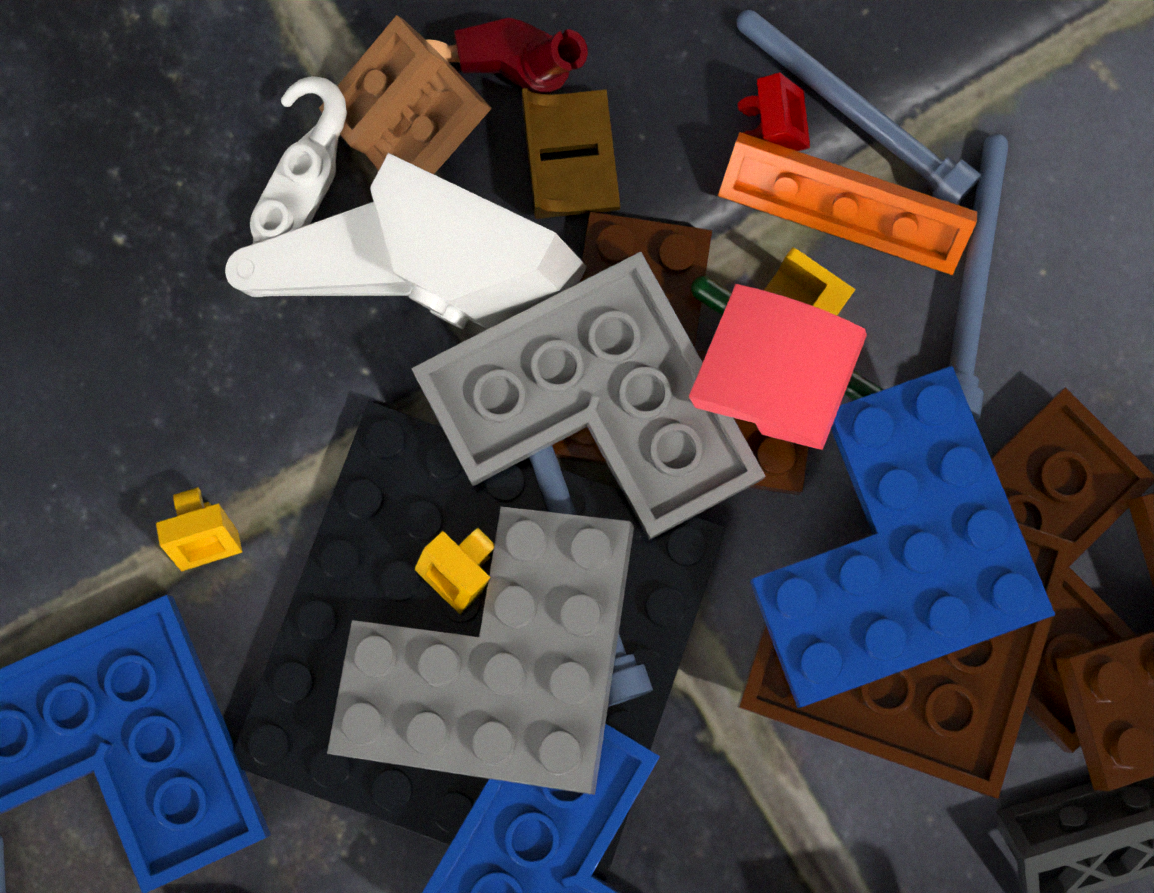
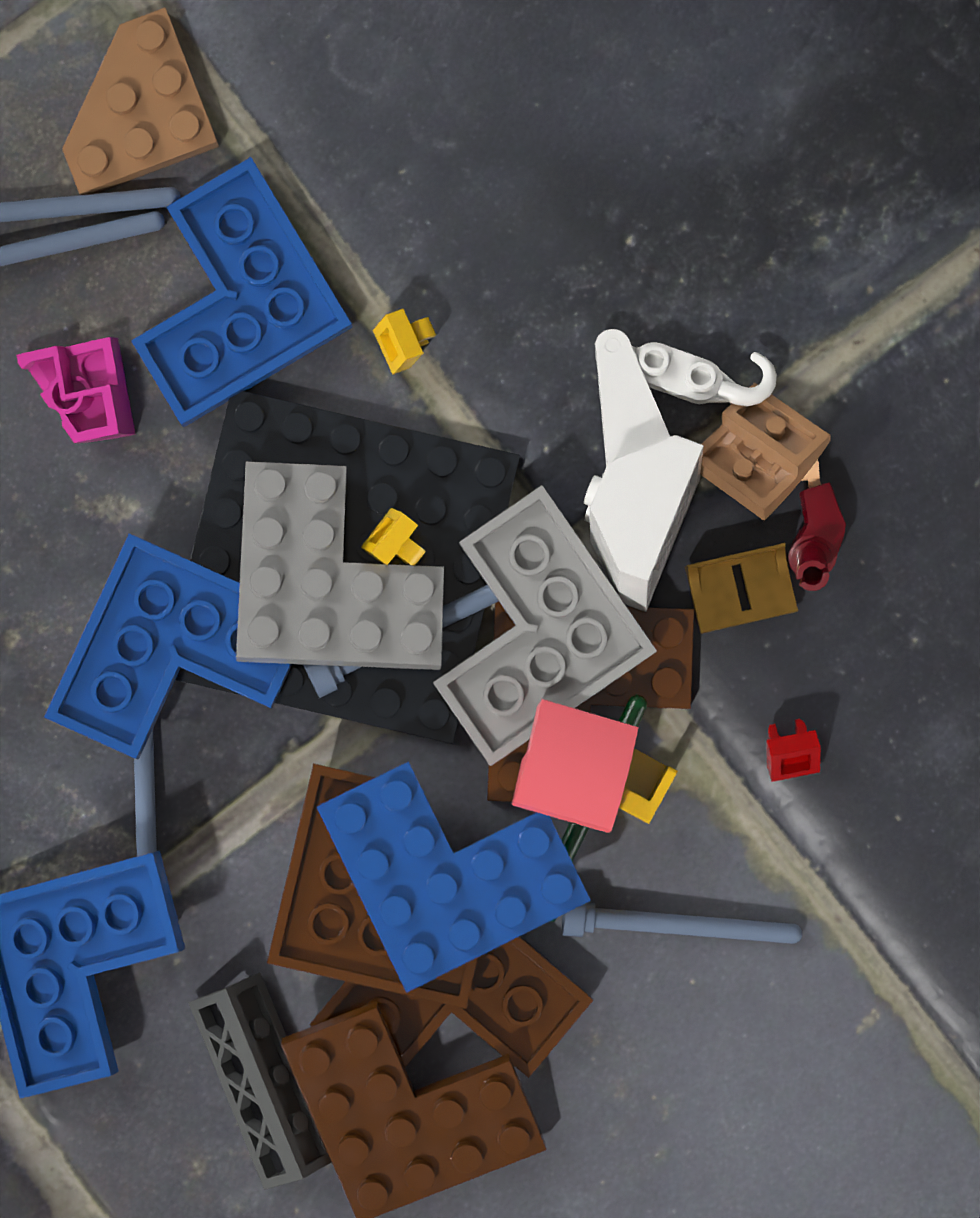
camera: 85 degrees right, 5 degrees up
(847, 203) = (724, 814): orange plate -> none
(944, 178) = (756, 893): sand blue piece -> none

